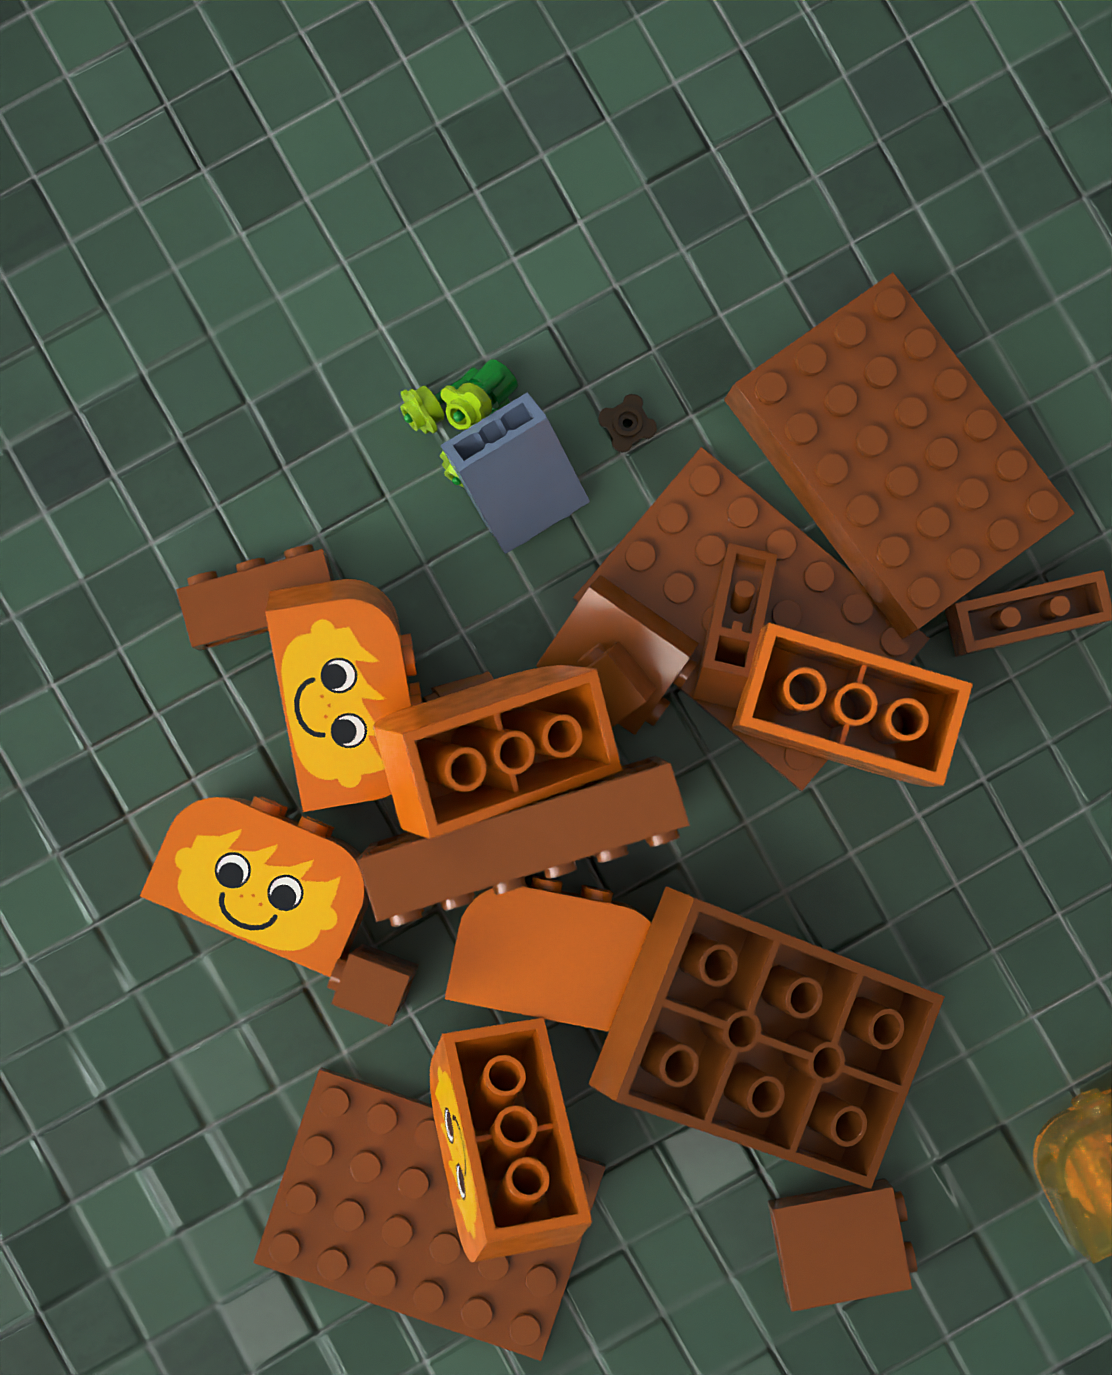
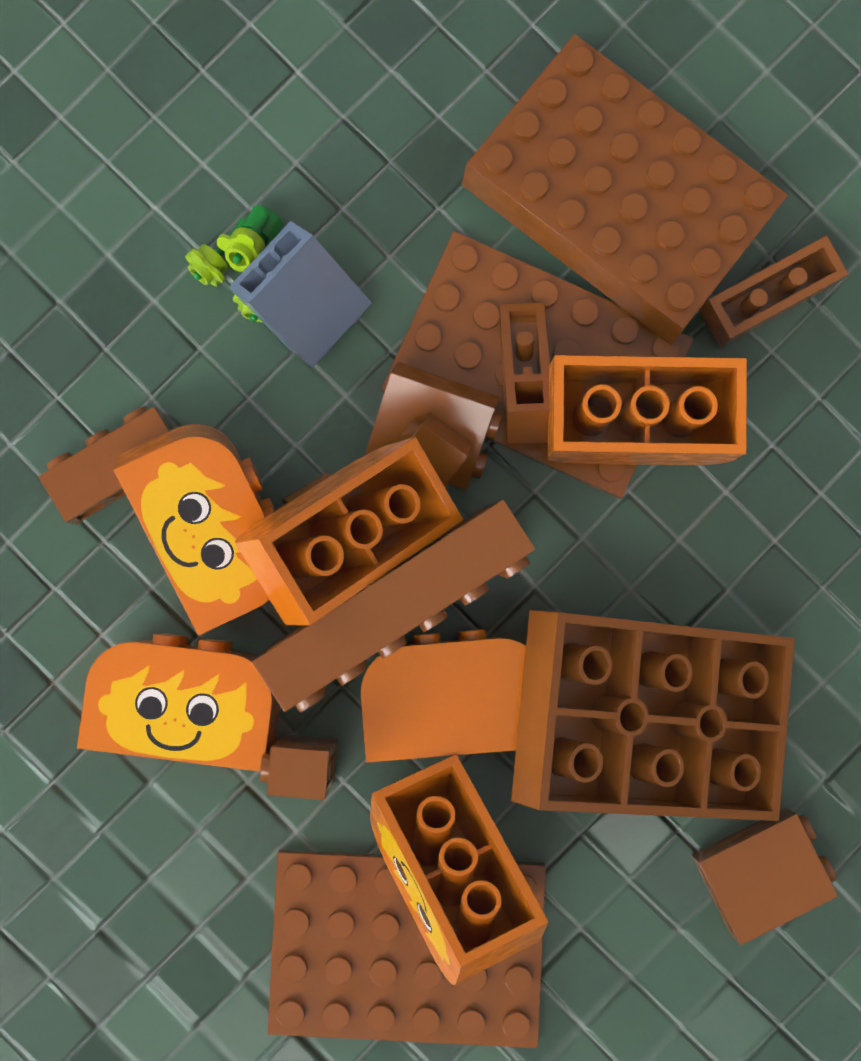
camera: 10 degrees left, 0 degrees up
(624, 437) = (386, 241): dark brown plate -> none

